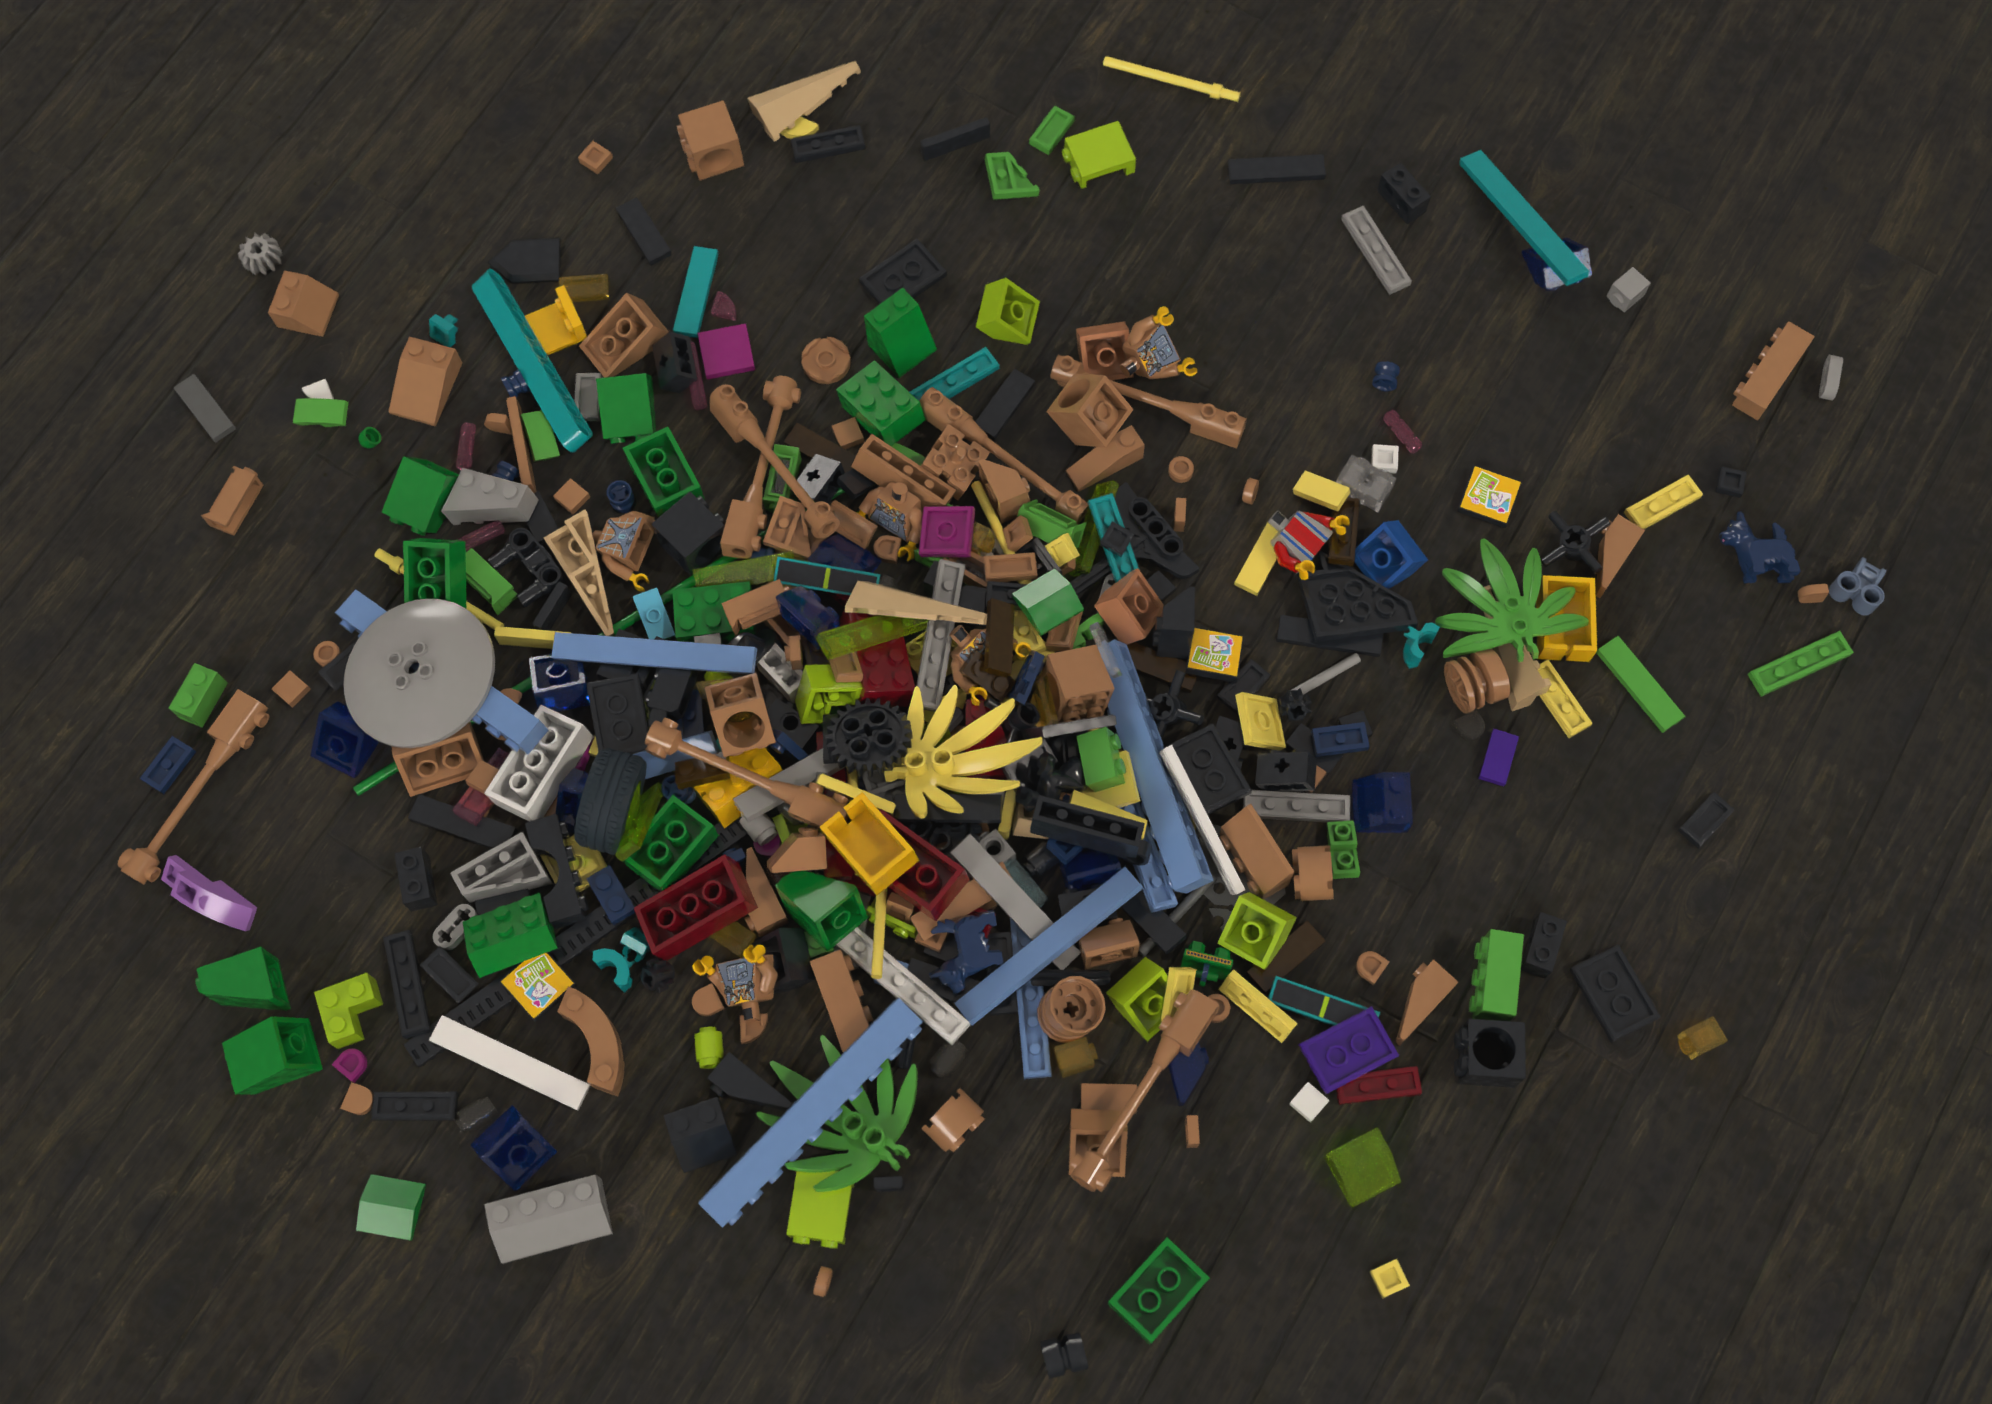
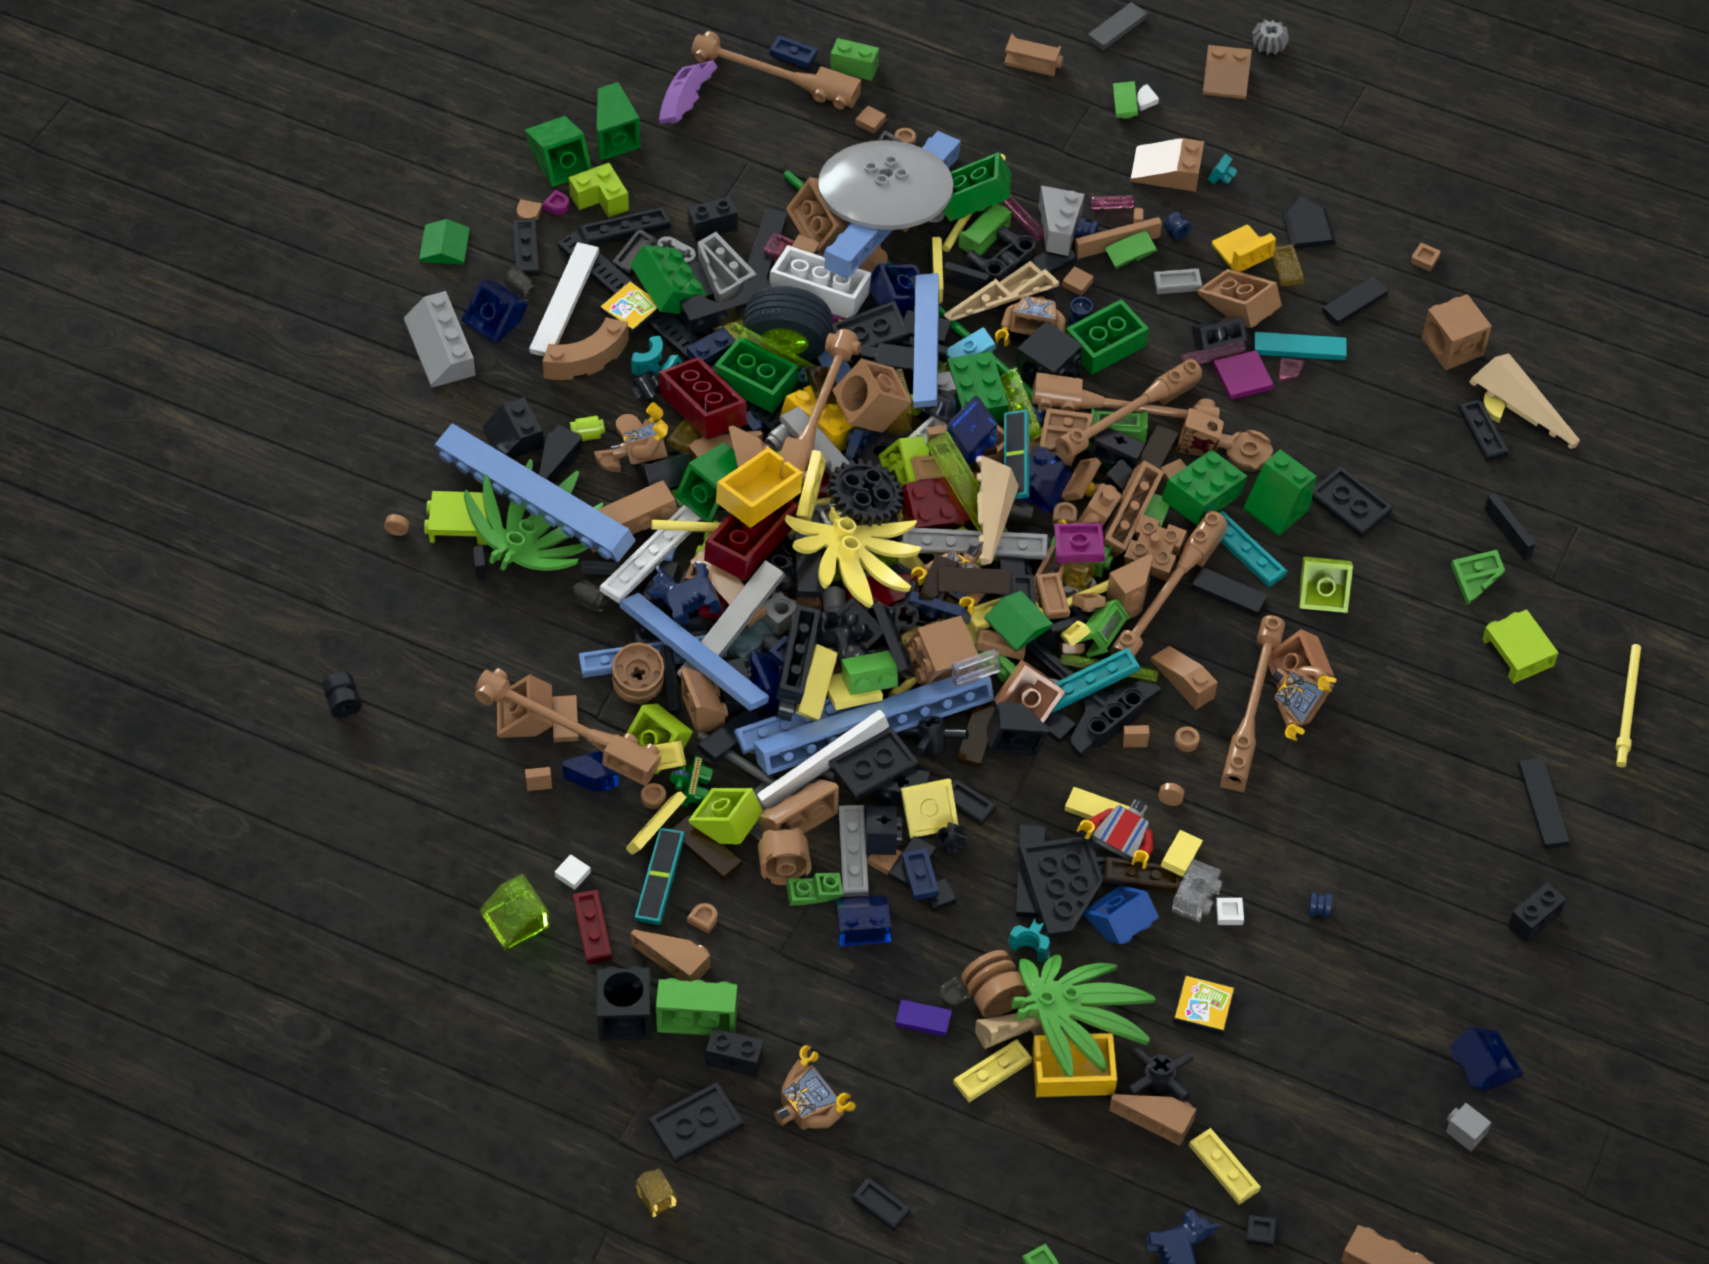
camera: 80 degrees right, 15 degrees down
(341, 741) = (823, 150): clear blue slope -> none
(373, 437) = (1108, 140): green hinge -> none
(419, 495) = (1061, 169): green slope -> none
(532, 361) = (1202, 233): teal beam -> none
(626, 407) = (1168, 304): green slope -> none
(753, 606) = (969, 387): medium nougat window -> none
(810, 398) = (1202, 434): none -> medium nougat torso
(953, 1120) = (534, 598): medium nougat brick -> none
(1051, 130) = (1543, 608): bright green tile -> none
(1075, 1057) = (598, 687): clear yellow brick -> none
(1090, 410) = (1224, 644): medium nougat brick -> none
(1116, 539) = (1092, 673): black tile -> none
(1158, 1290) = (397, 757): green brick -> none
(1215, 655) = (995, 772): tile -> none
(1329, 673) = (989, 870): light grey bar -> none
(1348, 1050) = (620, 894): dark purple tile -> none
(1376, 250) = (1468, 896): light grey tile -> none
(1389, 1278) = (417, 940): light yellow tile -> none
(1402, 431) = (1262, 925): clear pink axle -> none
(1524, 218) = (1525, 1014): teal tile -> none
(1597, 874) = (809, 1097): none -> torso
(1640, 684) = (1018, 1143): bright green tile -> none

